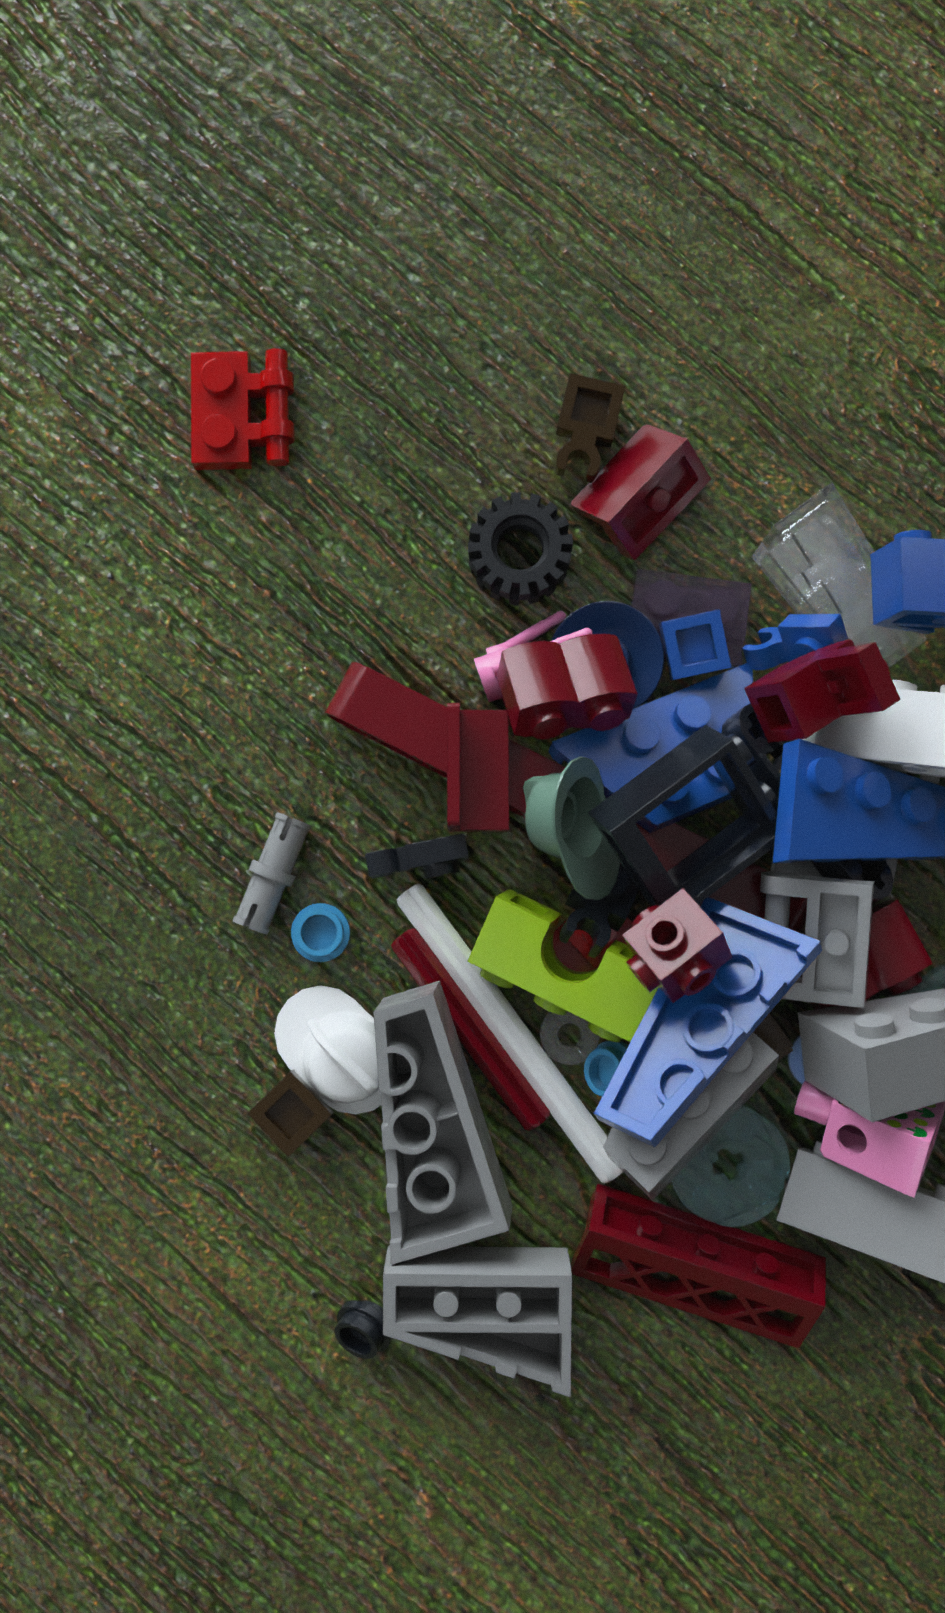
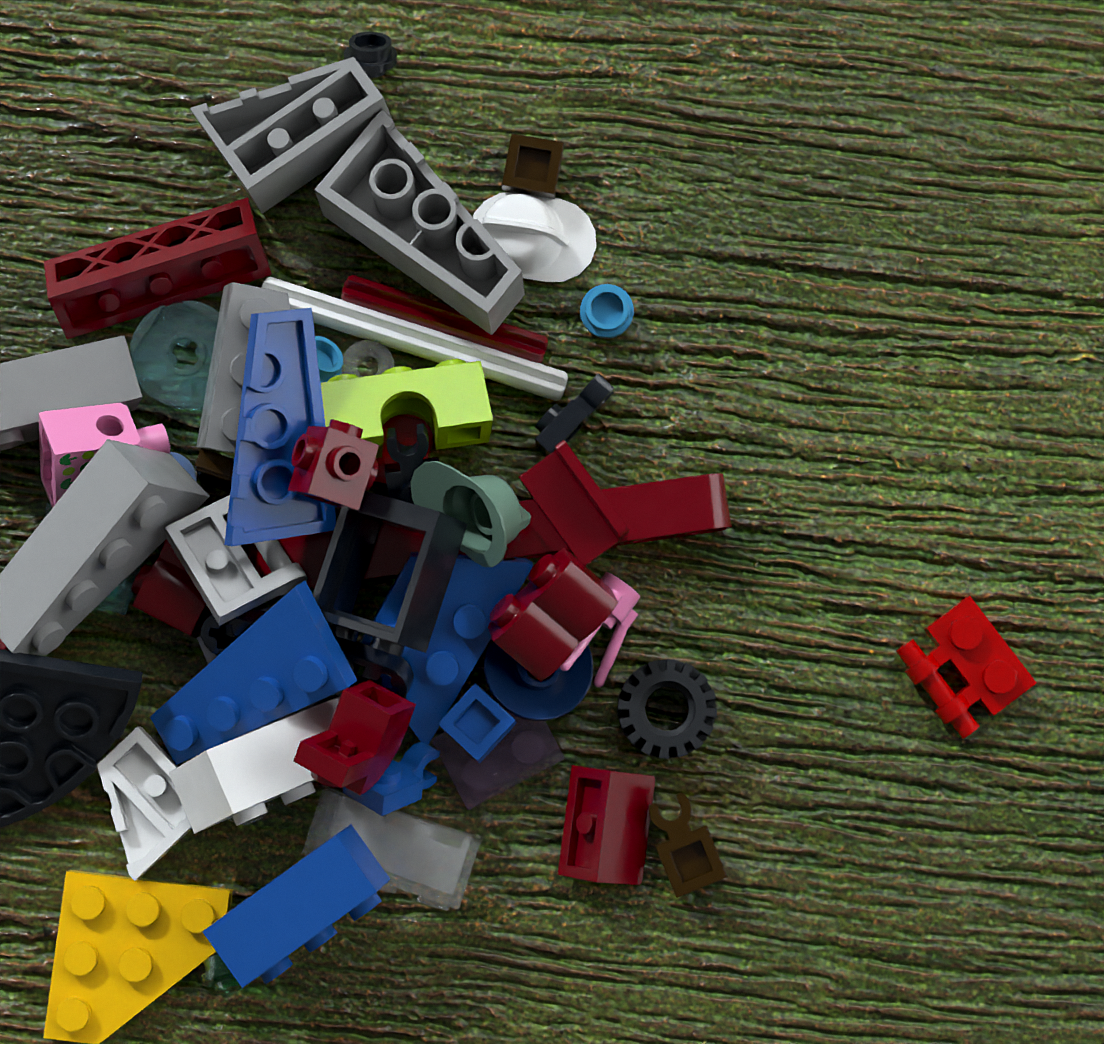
camera: 145 degrees right, 0 degrees up
(272, 873) = (675, 328): light grey pin -> none

